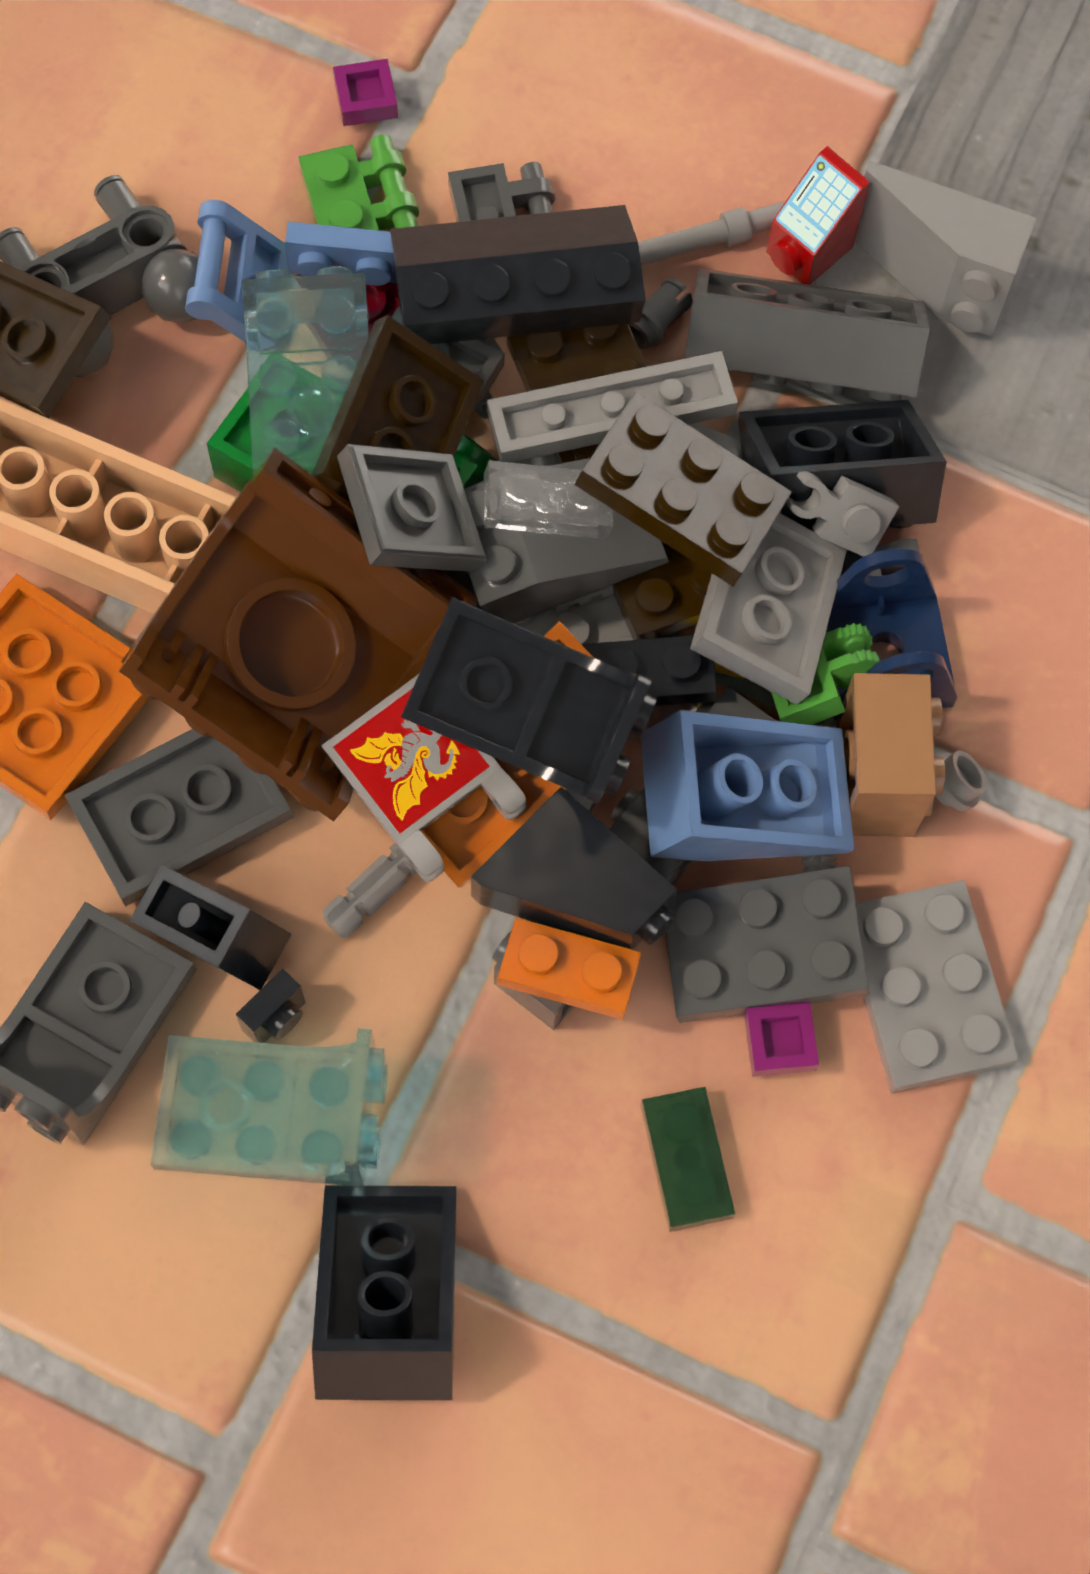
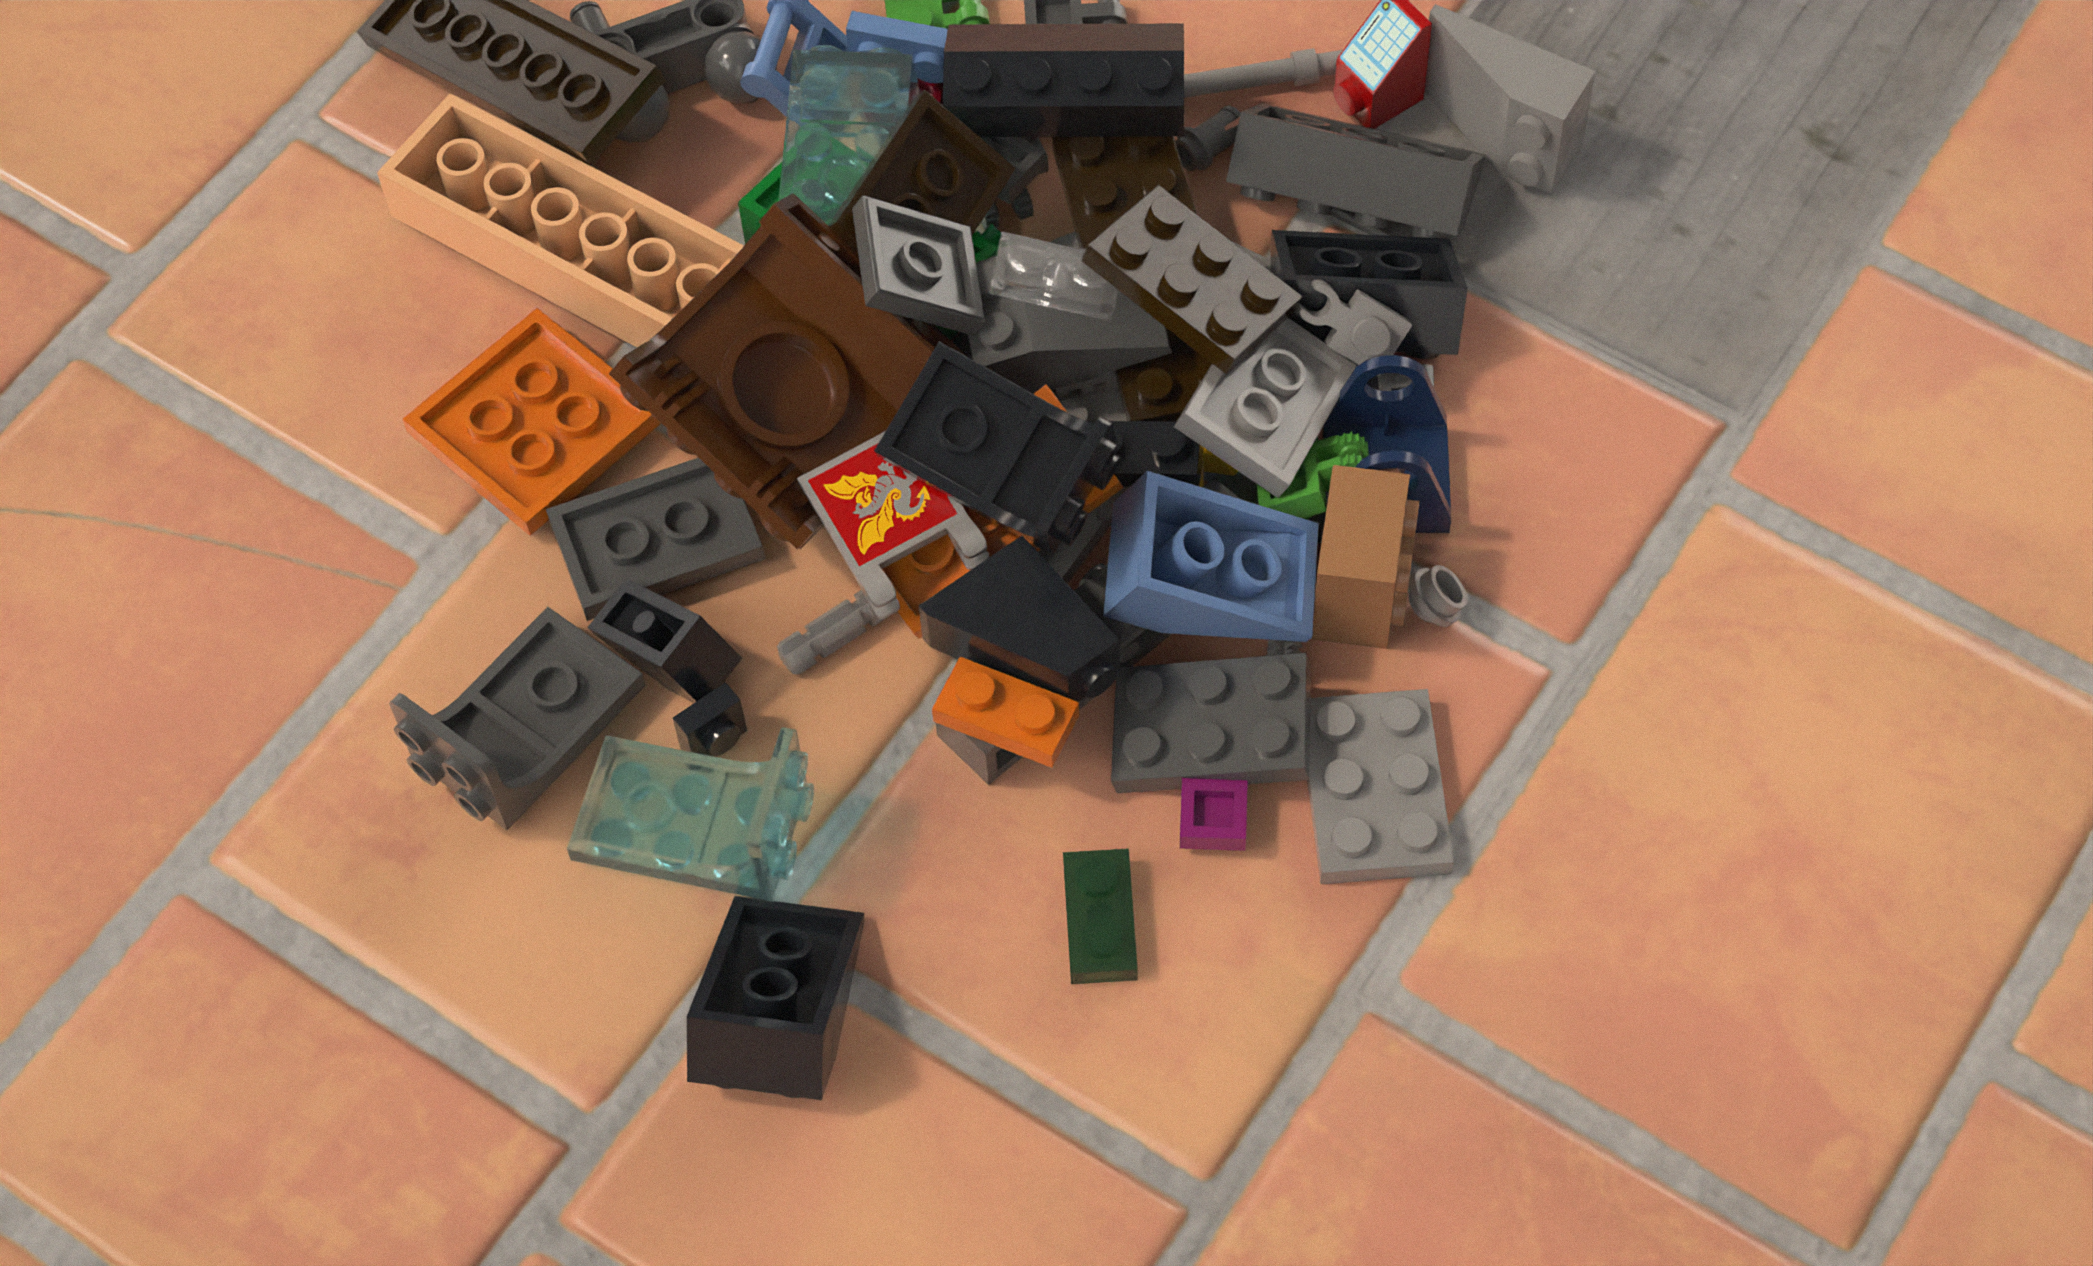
camera: 15 degrees right, 10 degrees down
(585, 410) = (1085, 208): light grey plate -> none

